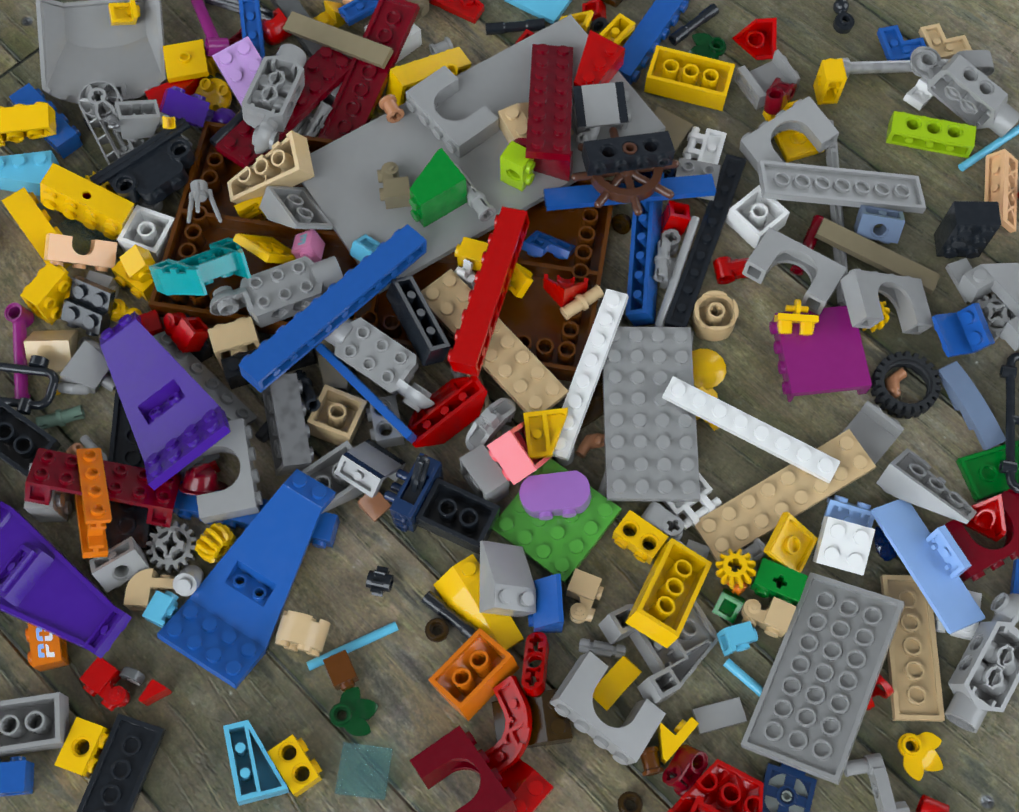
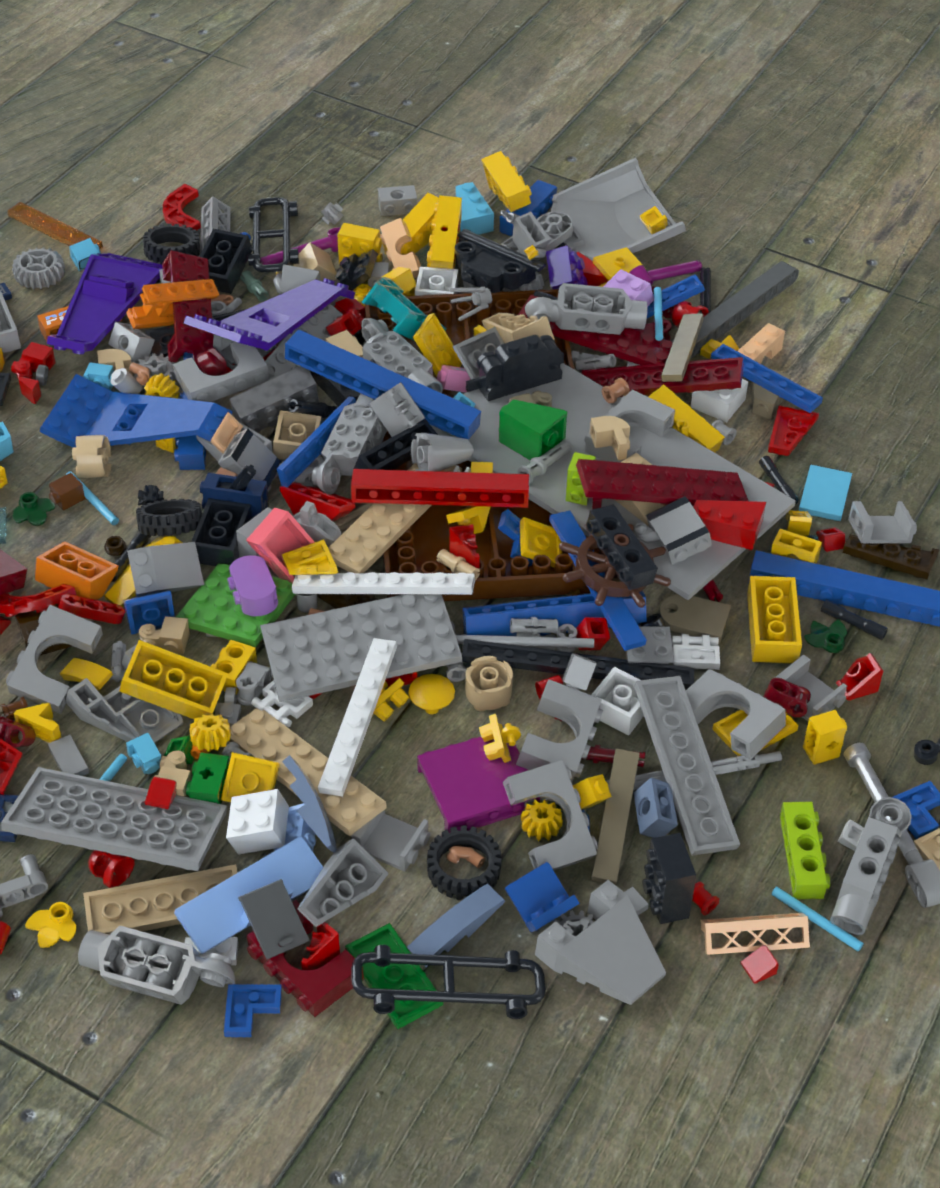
camera: 75 degrees right, 20 degrees down
(182, 557) = (142, 372): none -> nougat arm
(276, 45) = (658, 313): none -> medium azure bar
(332, 482) = (226, 431): none -> light nougat tile
(341, 180) = (517, 367): none -> black brick
(379, 300) = (397, 410): none -> light grey hinge
(444, 280) = (439, 452): none -> light grey cone
(445, 574) = (168, 517): none -> black tyre
(472, 119) = (611, 432): none -> tan brick
(556, 229) = (538, 540): none -> yellow plate
(735, 236) = (579, 672): none -> light grey brick
(800, 627) = (161, 793): none -> red slope
(850, 492) = (313, 808): none -> sand blue slope
(863, 260) = (592, 791): none -> yellow brick
(971, 546) = (273, 919): none -> dark grey container

